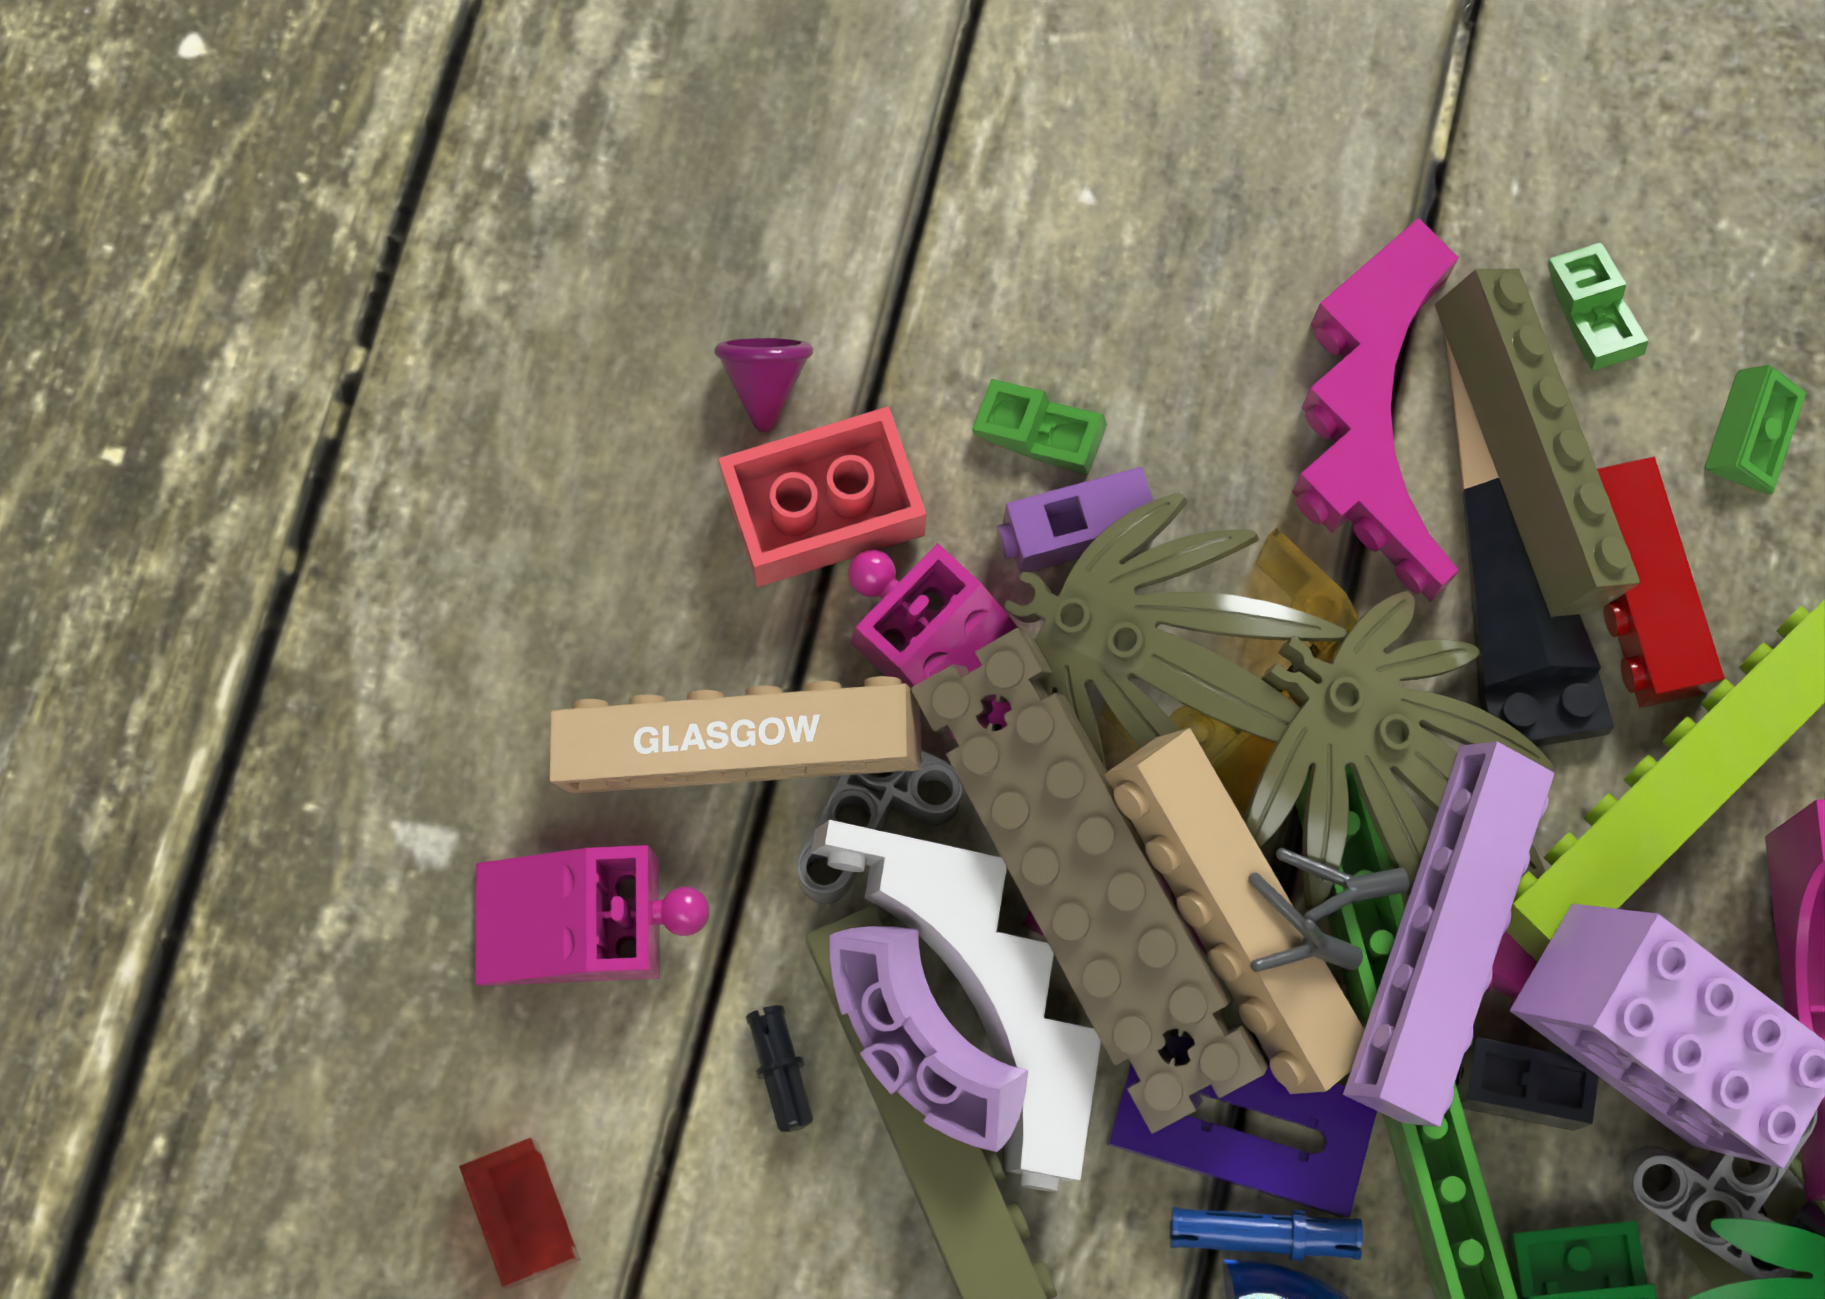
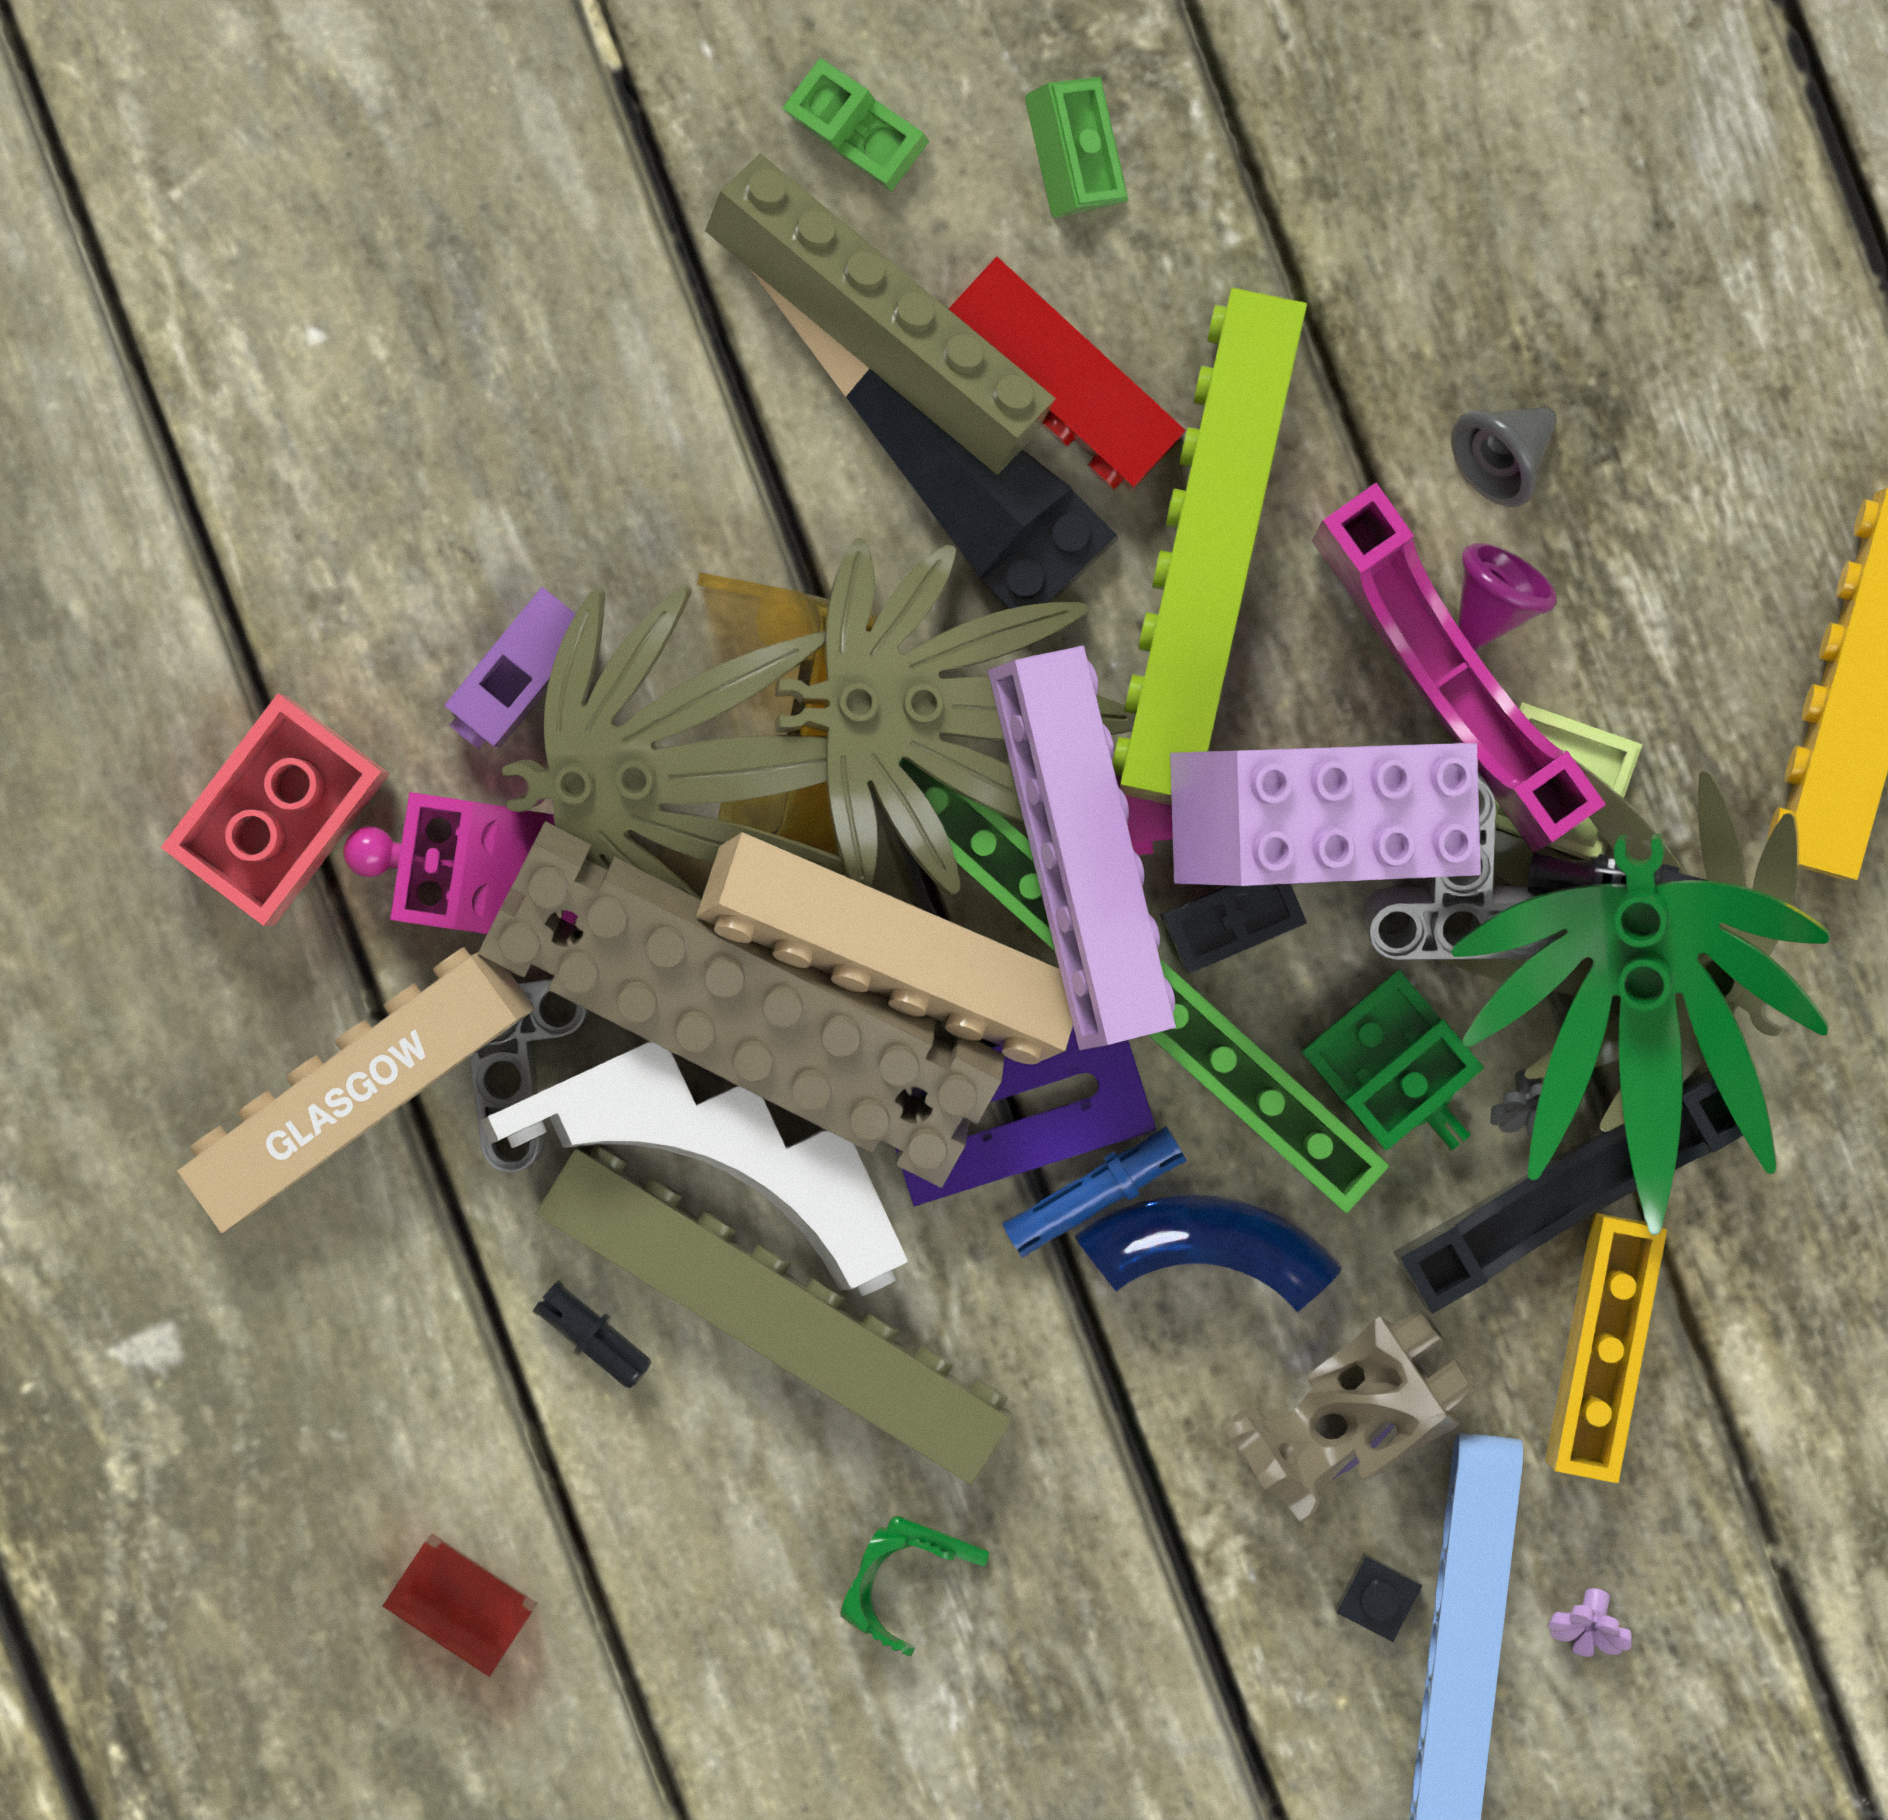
camera: 30 degrees left, 15 degrees up
(564, 917) = (326, 1332): dark pink slope -> none
(763, 374) = (138, 722): magenta hat -> none
(914, 1044) = (692, 1247): lavender brick -> none
(1039, 429) = (423, 598): bright green slope -> none
(1314, 942) = (965, 936): dark grey plant -> none
(1352, 406) = (740, 452): dark pink arch -> none
(1355, 887) = (979, 859): dark grey plant -> none

